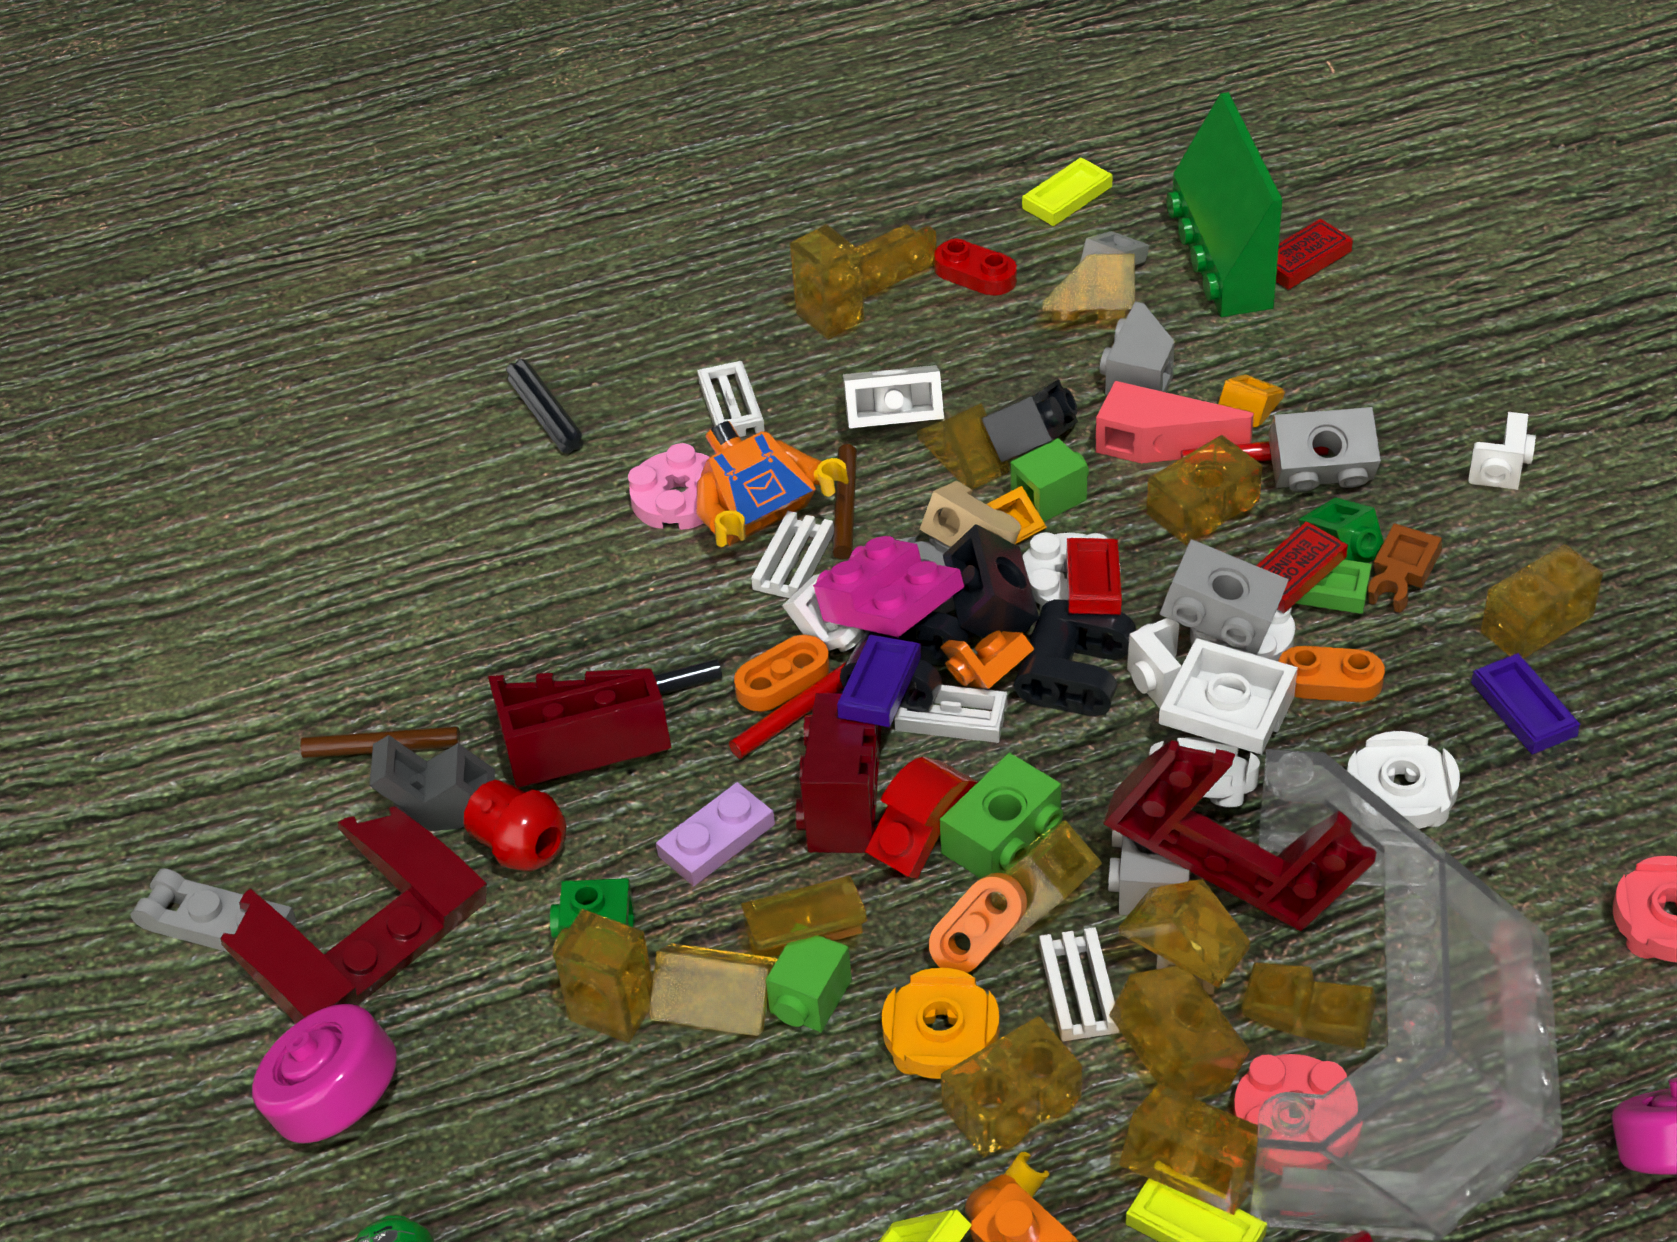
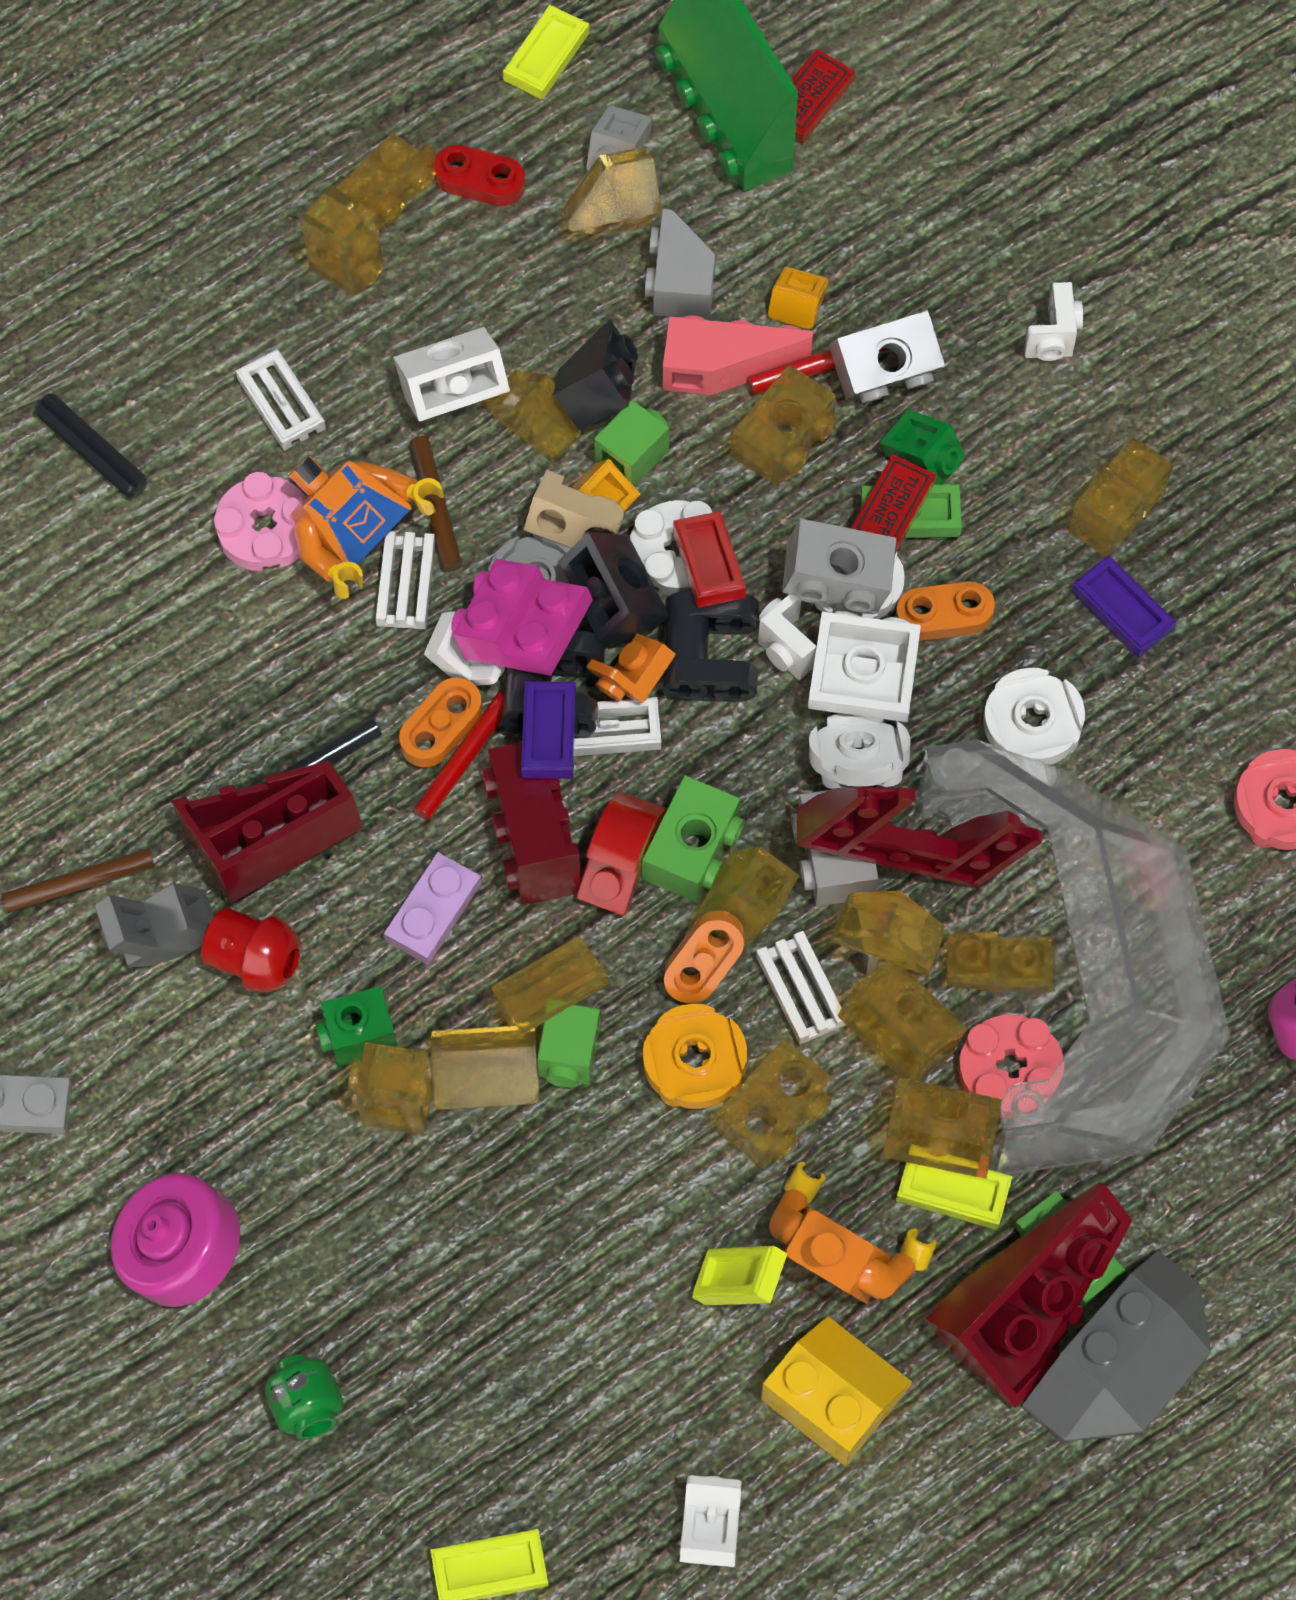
camera: 20 degrees left, 20 degrees up
(435, 899) = (132, 1151): dark red wedge -> none
(1403, 560) = (988, 471): dark orange plate -> none

